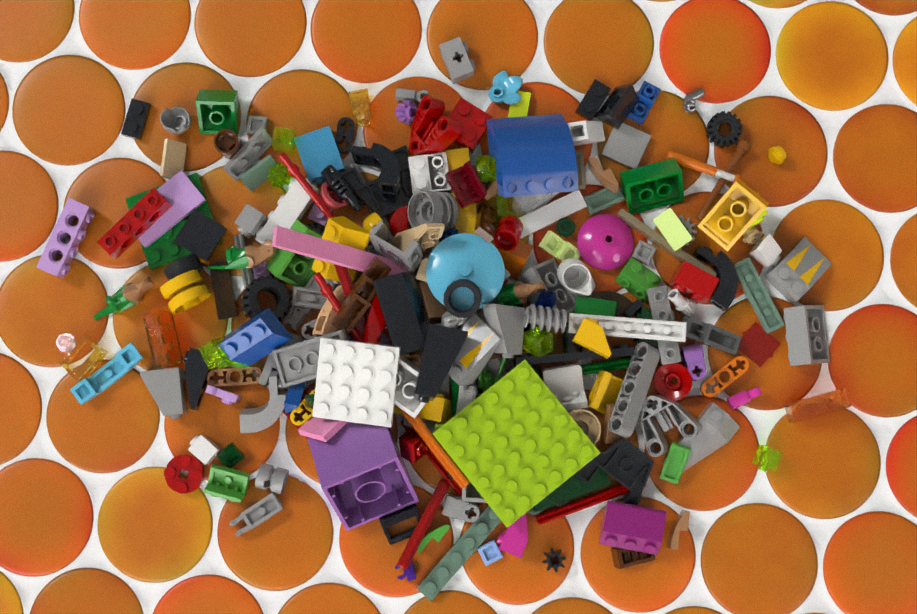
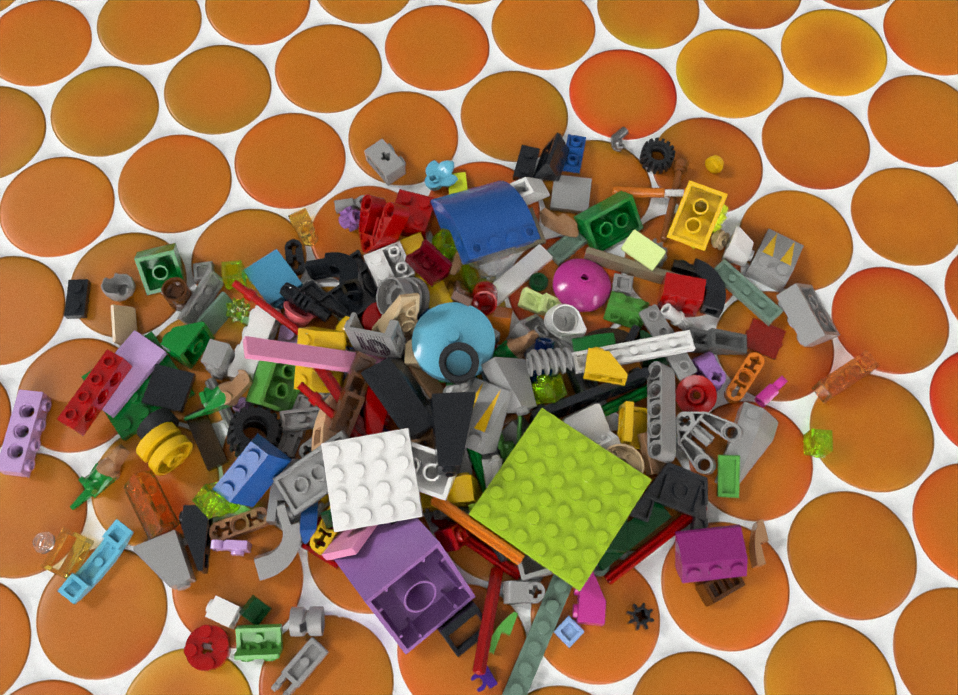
camera: 20 degrees left, 15 degrees down
(226, 197) = (187, 342): none -> green slope

